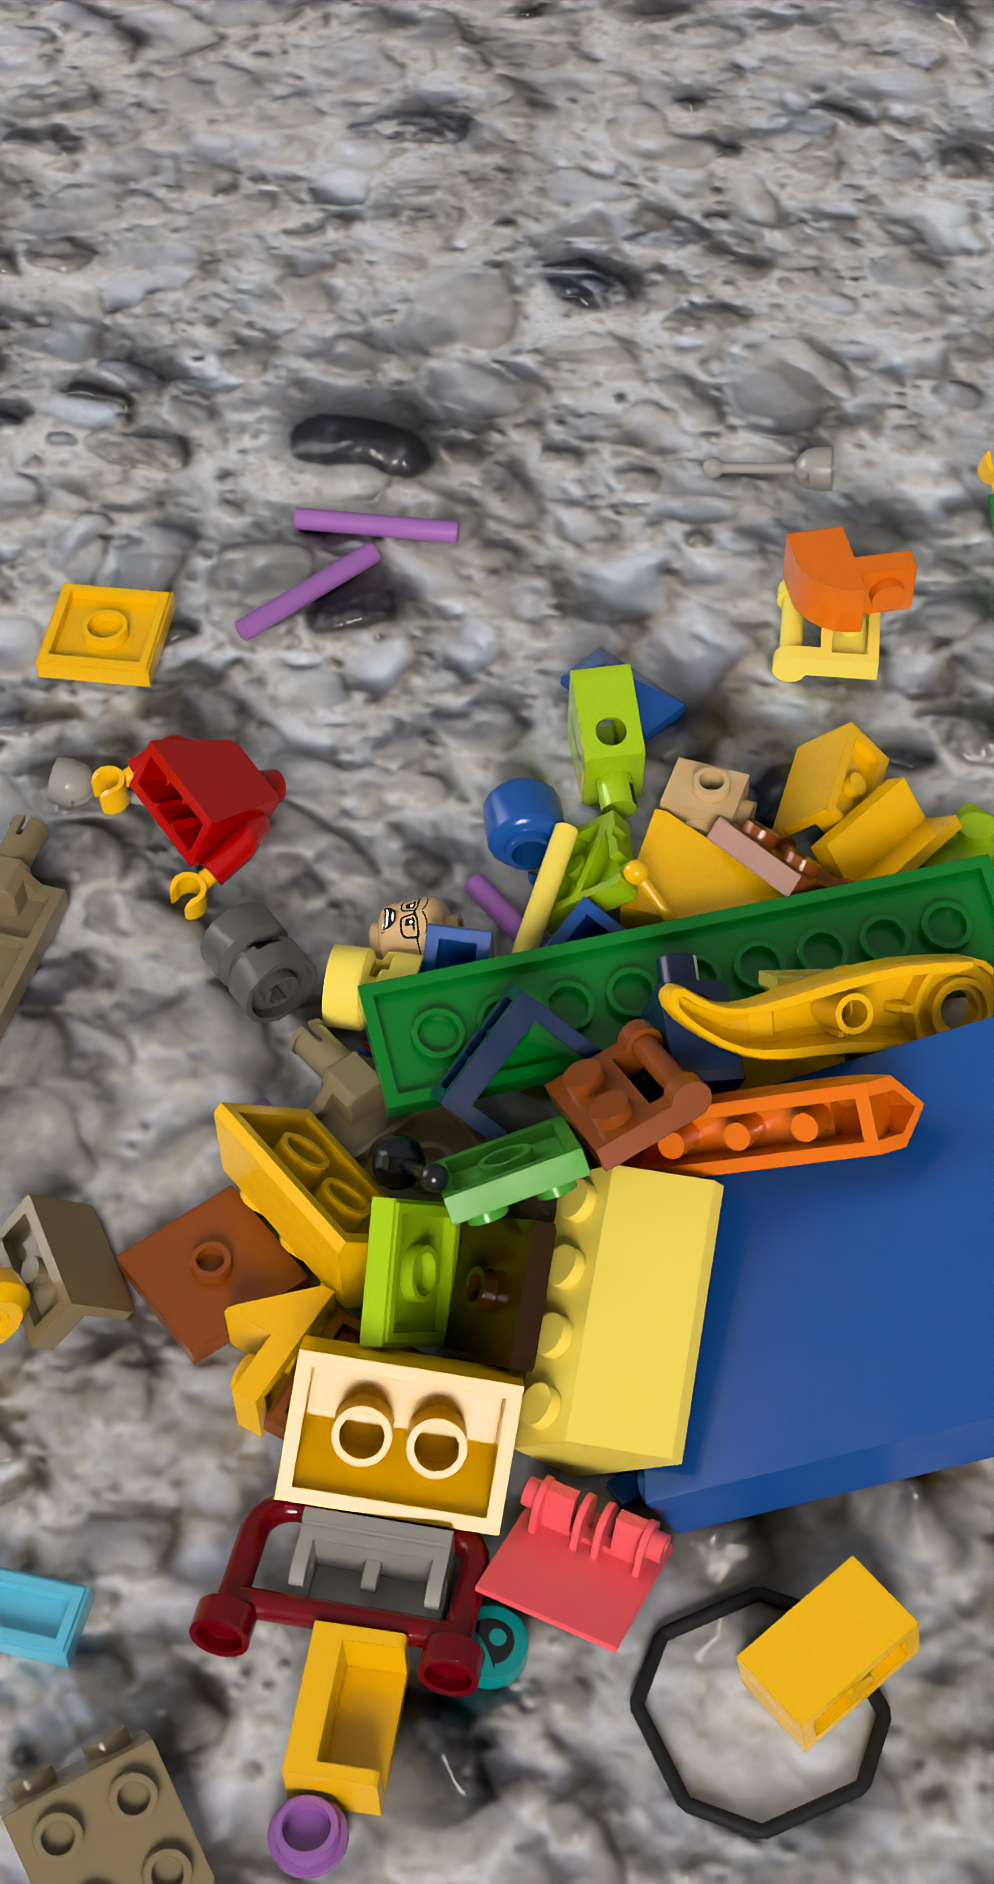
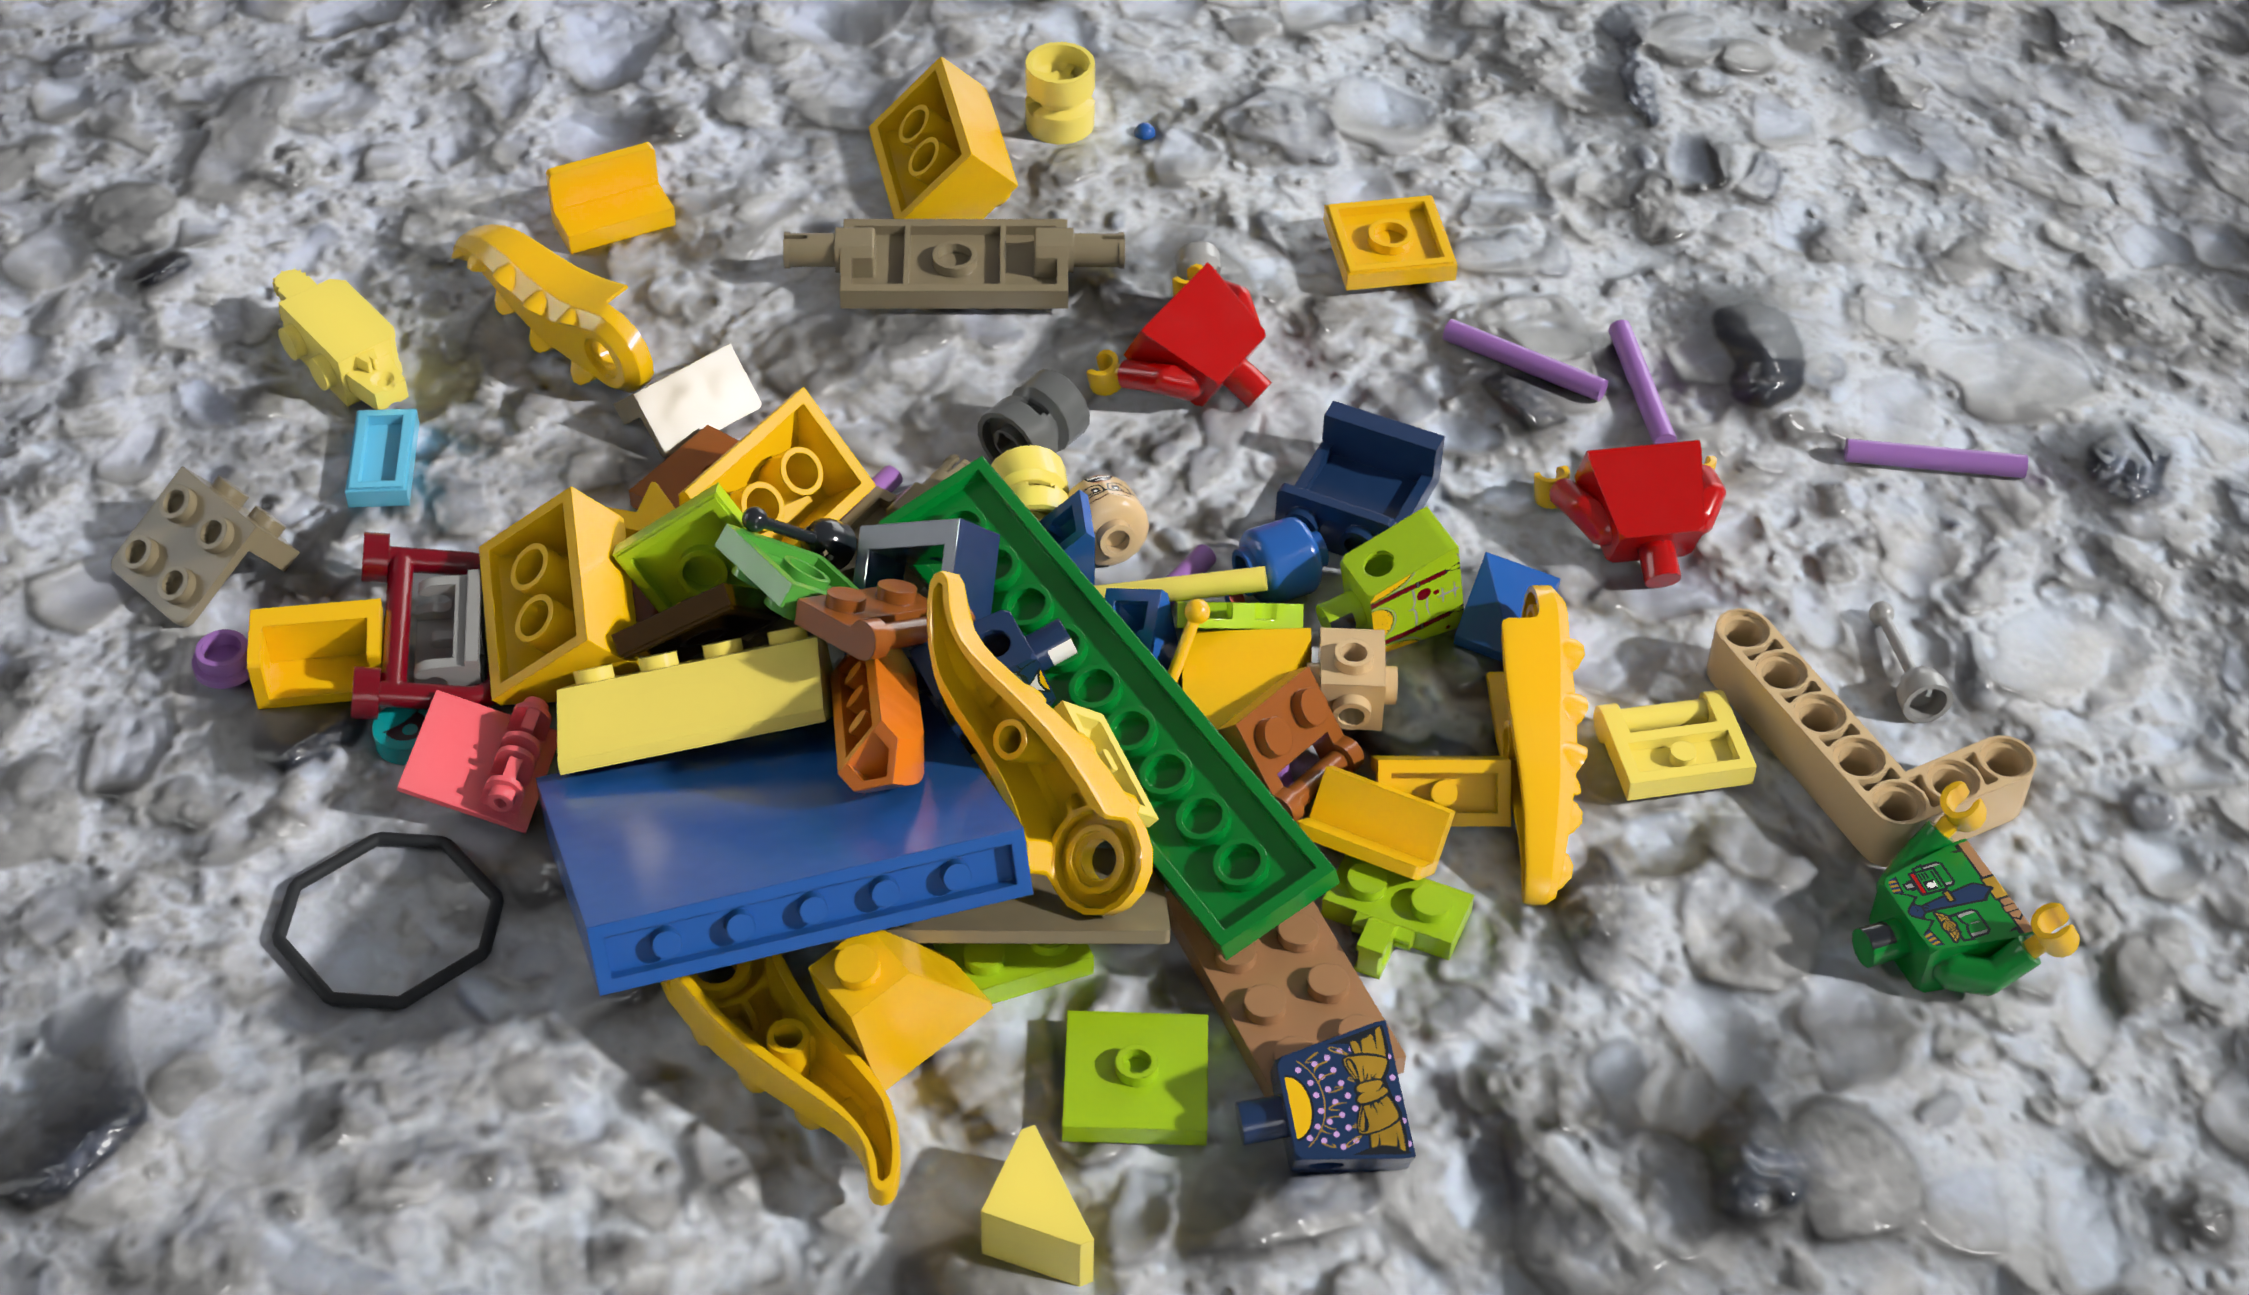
camera: 70 degrees right, 5 degrees down
(438, 745) = (1362, 477): none -> dark blue panel
(545, 382) = (1936, 458): none -> medium lavender bar
(553, 561) = (1640, 503): none -> red torso
(790, 702) = (1537, 730): none -> yellow animal
(829, 1653) = (428, 932): yellow panel -> none
(836, 587) = (1711, 712): orange brick -> none
(938, 521) = (1840, 759): none -> tan beam

